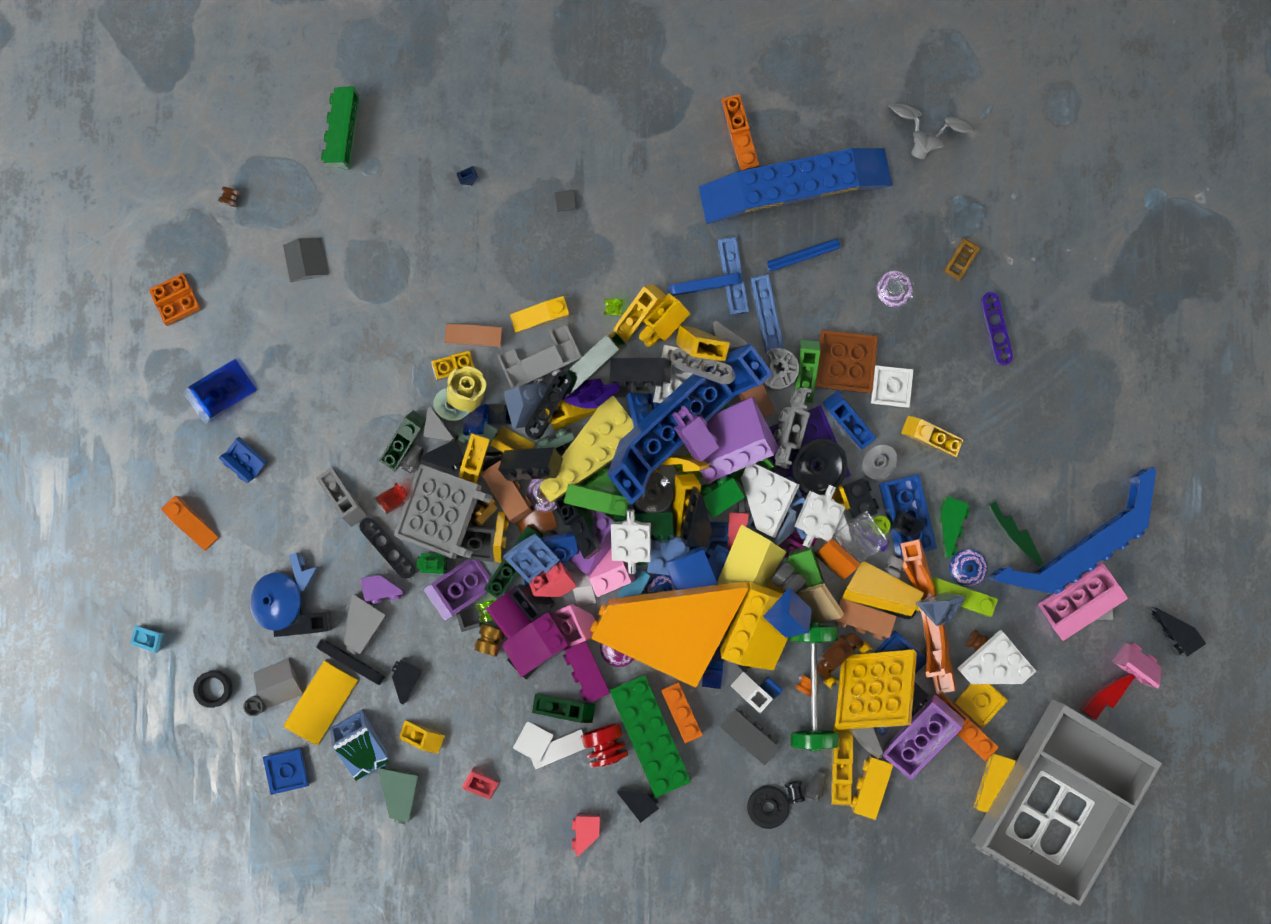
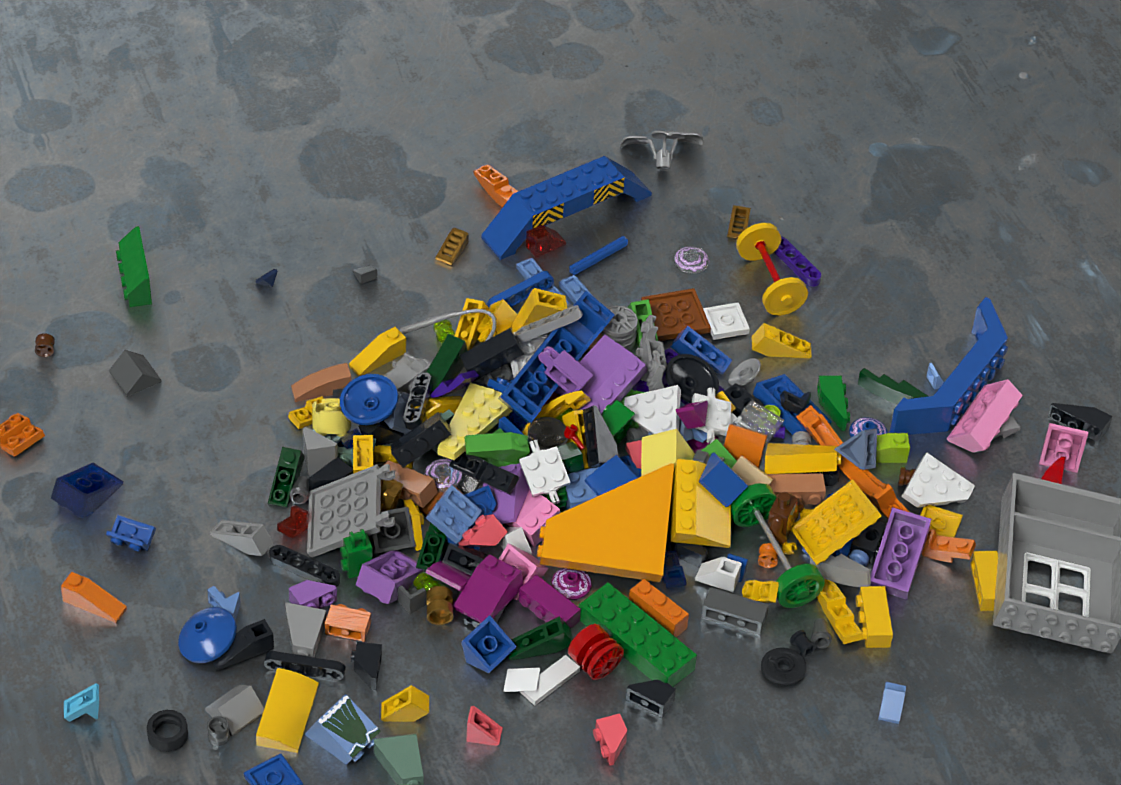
camera: 25 degrees left, 40 degrees down
(403, 628) = (347, 622): none -> orange brick
(486, 397) = (365, 392): none -> blue dish
(515, 701) = (487, 645): none -> blue slope
(600, 297) = (425, 323): none -> light grey piece
(675, 508) = (570, 433): none -> red hand
(678, 189) = (455, 236): none -> pearl gold slope
(756, 221) = (543, 240): none -> clear red slope
(779, 728) = (761, 591): none -> yellow slope
(798, 520) = (693, 414): none -> magenta slope
(846, 878) = (892, 702): none -> medium blue slope
(962, 304) = (784, 294): none -> yellow piece
(1063, 527) = (934, 377): none -> light blue slope

